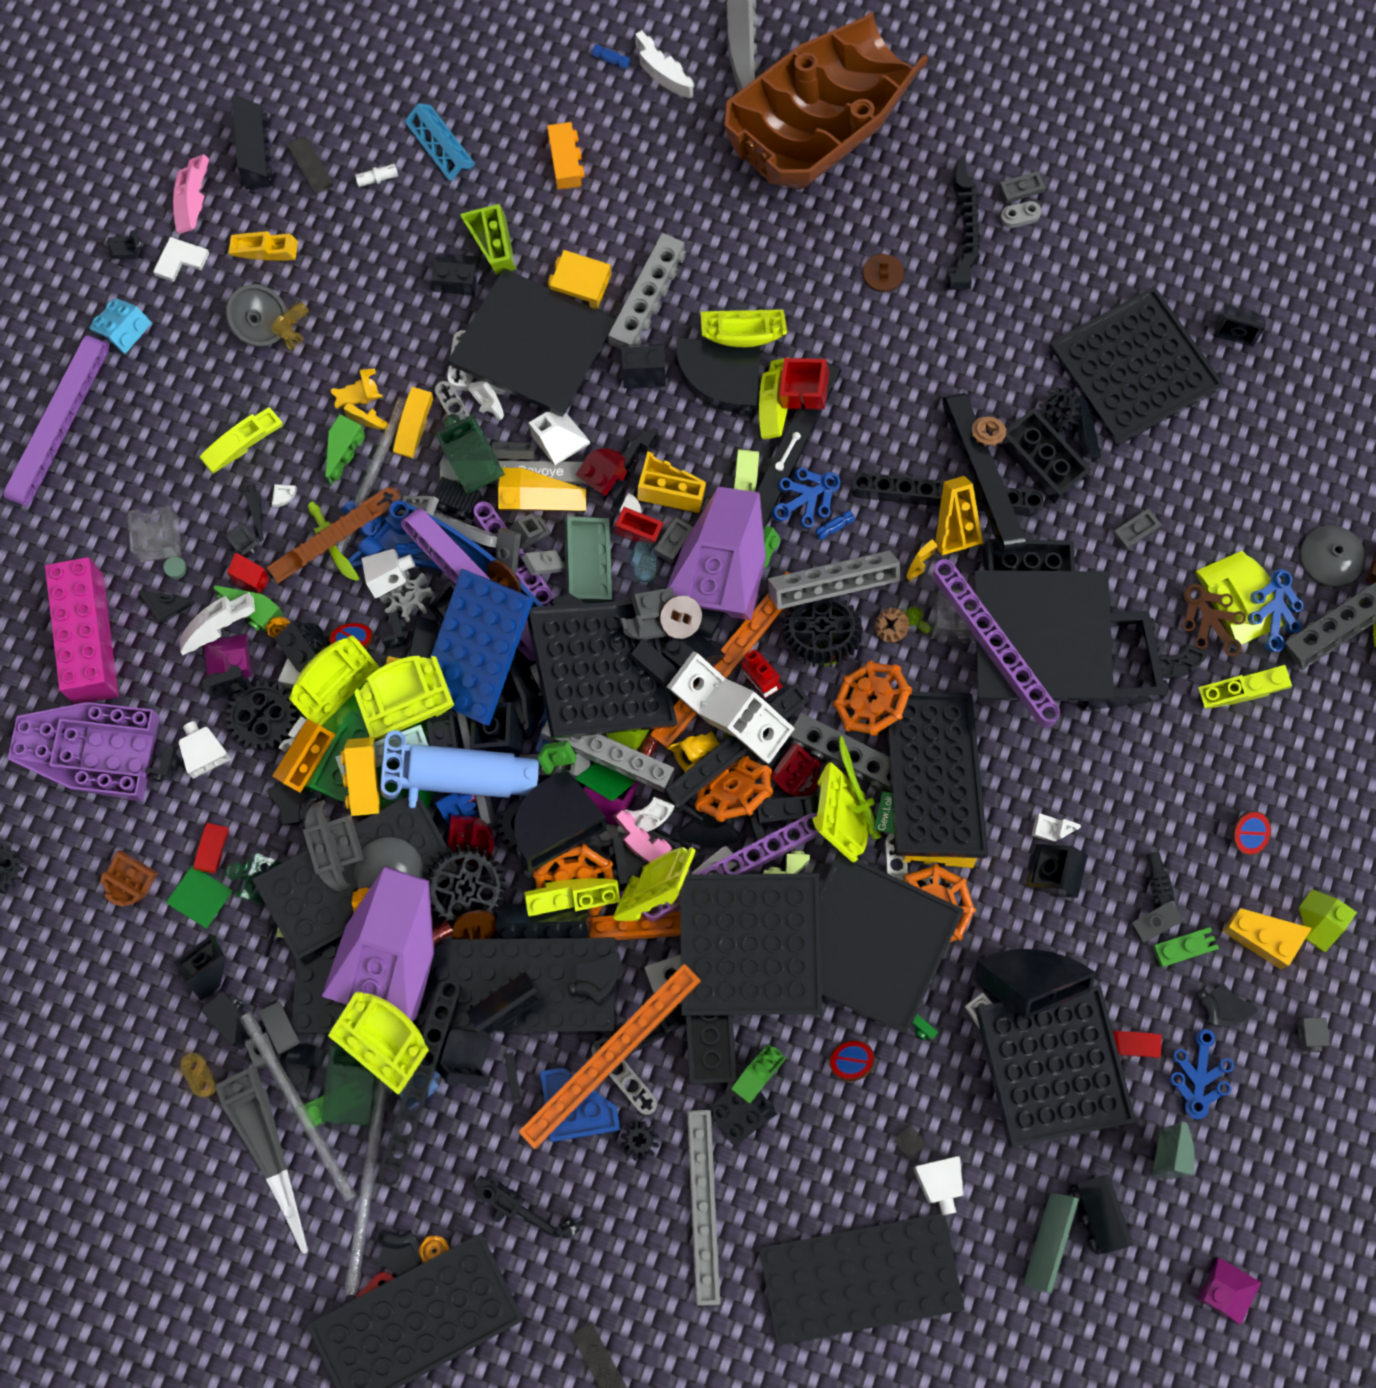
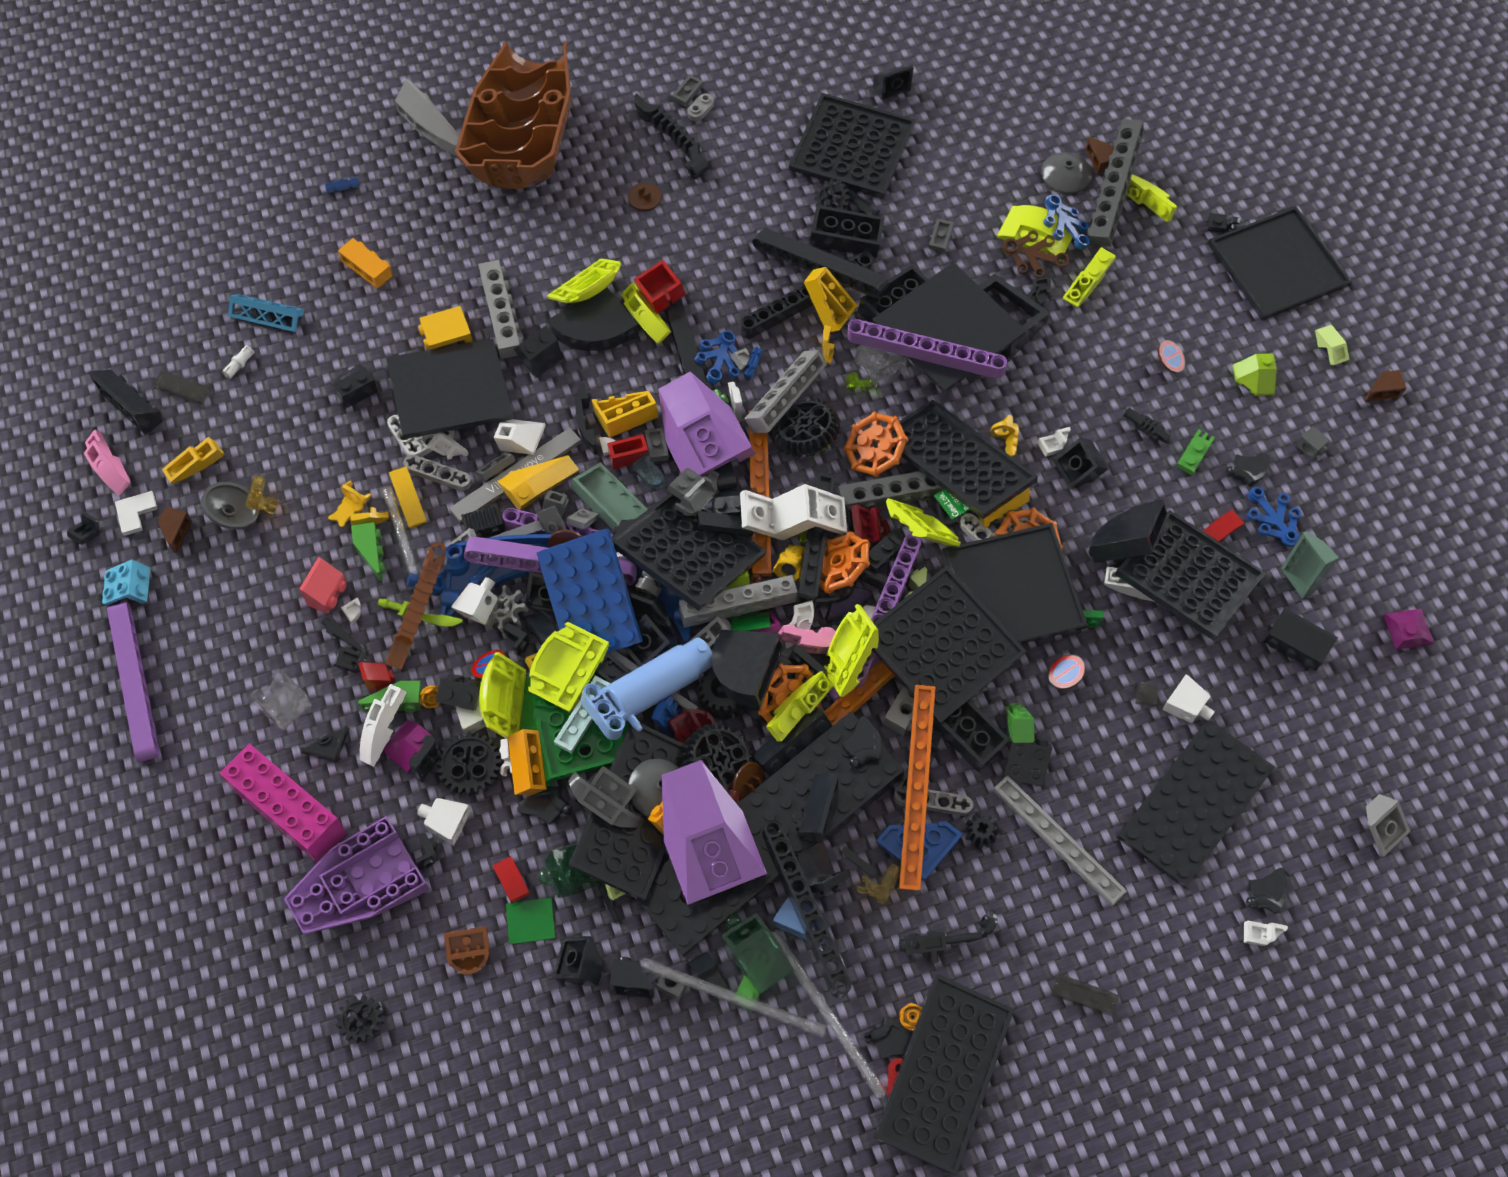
camera: 40 degrees left, 10 degrees down
(175, 567) = (314, 715): sand green tile -> none
(197, 300) = (174, 526): none -> reddish brown slope
(198, 1076) = (642, 1037): clear yellow plate -> none
(239, 439) = (289, 595): neon yellow slope -> none
(252, 1116) = (703, 1032): dark grey plate -> none
(272, 453) = (323, 586): none -> coral slope
(279, 1027) = (671, 957): dark grey slope -> none
(361, 776) = (587, 735): yellow wedge -> none
(380, 1039) = (757, 896): neon yellow slope -> none
(469, 452) = (468, 484): clear green slope -> none
(492, 236) = (358, 344): lime wedge -> none
(504, 1120) = (881, 892): none -> clear yellow bar
(556, 755) = (706, 625): bright green bracket -> none
(602, 469) = (571, 432): dark red slope -> none
(663, 70) = (388, 170): white slope -> none
(680, 616) = (709, 481): piece -> none
(746, 470) = (665, 367): yellowish green slope -> none
(762, 676) = (791, 478): red hips -> none
(780, 465) = (687, 349): white hinge -> none
(780, 552) = (735, 400): none -> white tile
(825, 512) = (740, 358): none -> light grey tile
(864, 804) = (930, 511): lime sword -> none
(901, 625) = (849, 402): medium nougat gear -> none
(992, 425) = (802, 231): medium nougat gear -> none
(1016, 784) = (1010, 435): none -> yellow hair
(1050, 1242) = (1287, 681): sand green slope -> none
(1158, 921) = (1167, 446): dark grey plate -> none
(1267, 936) = (1235, 408): yellow wedge -> none

